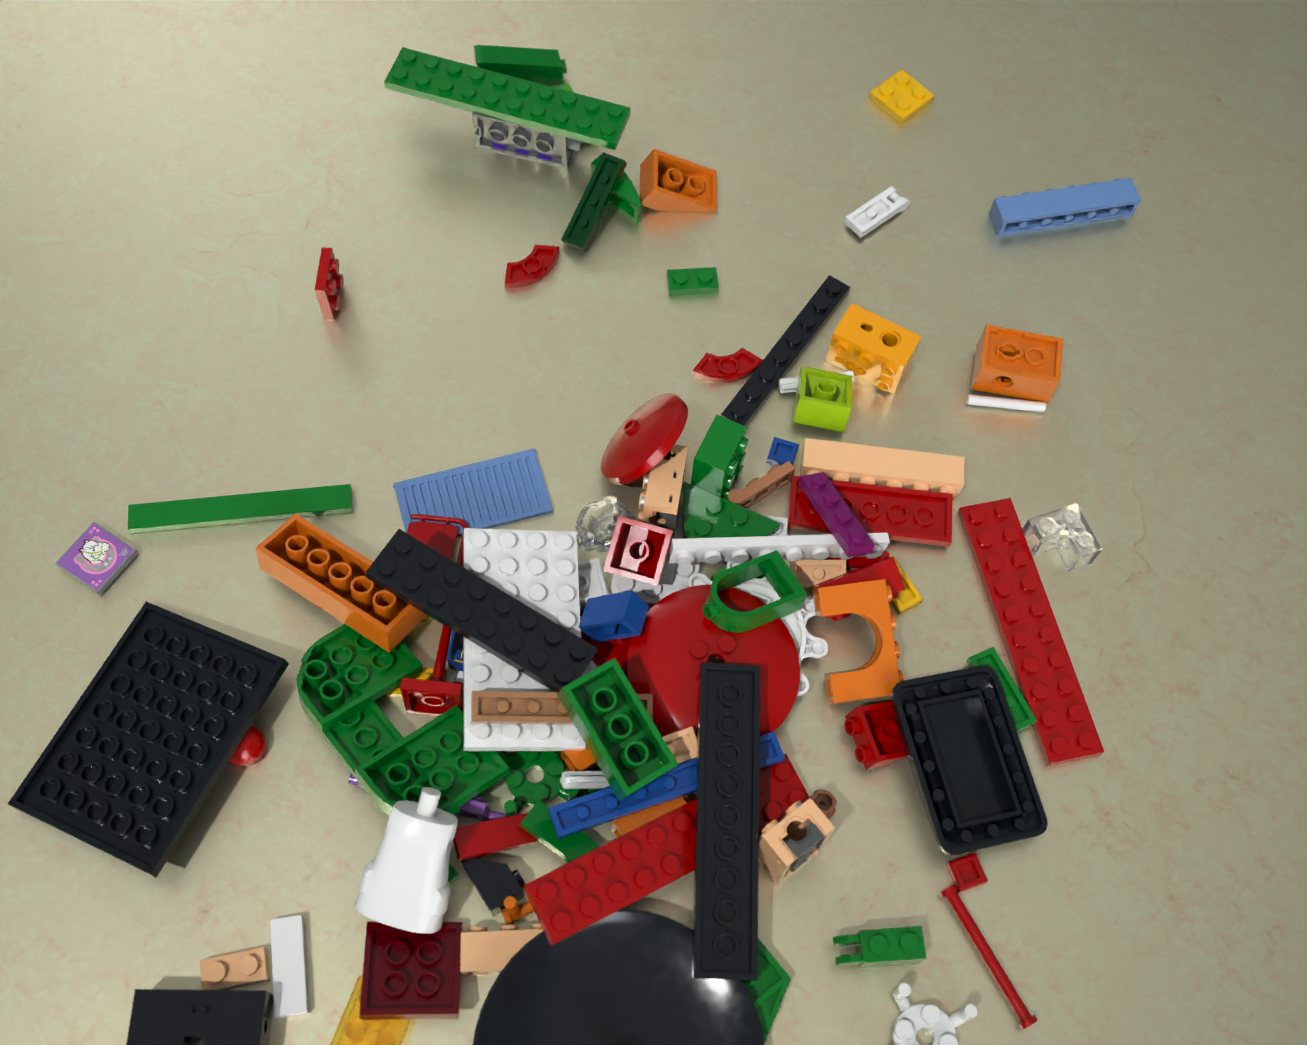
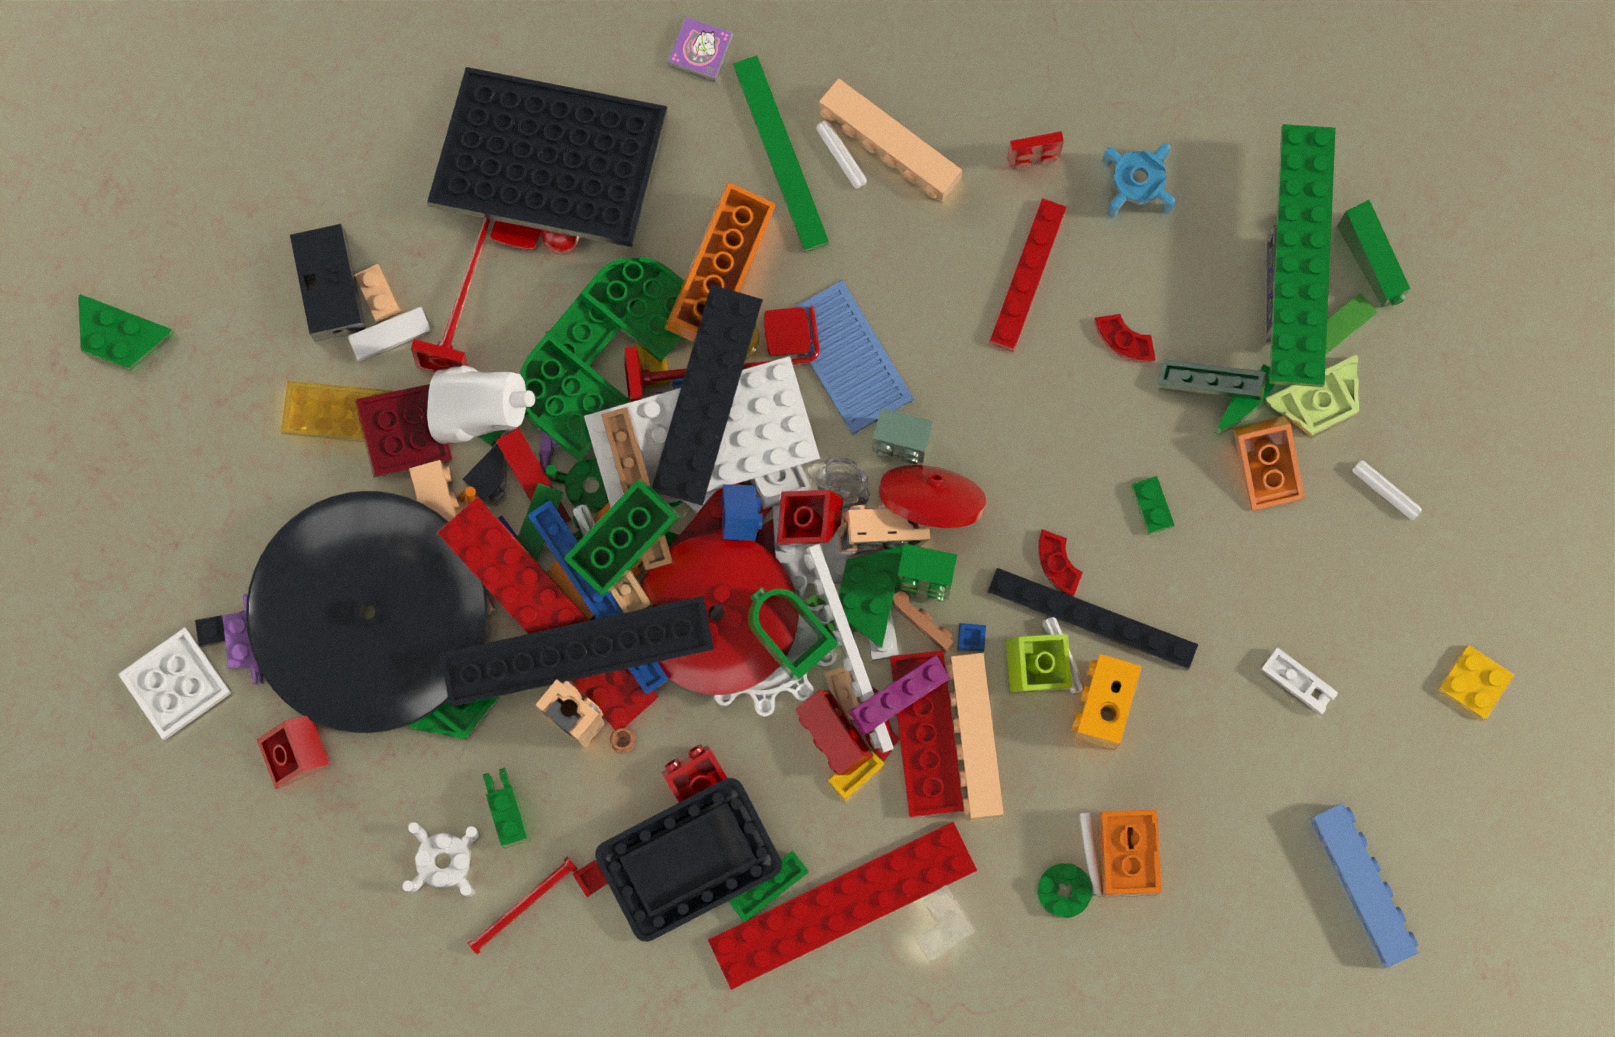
camera: 85 degrees right, 15 degrees up
(264, 454) = (841, 154): none -> white axle
(266, 406) = (890, 140): none -> light nougat brick
(337, 903) = (443, 356): none -> red piece
(388, 223) = (1132, 190): none -> dark azure plate
(445, 327) = (1027, 275): none -> red plate
(572, 458) = (901, 436): none -> sand green piece
(637, 140) = (1321, 407): none -> yellowish green wing
(723, 114) = (1386, 490): none -> white axle
(881, 672) = (812, 740): orange arch -> none
(1042, 419) = (1060, 905): none -> green plate

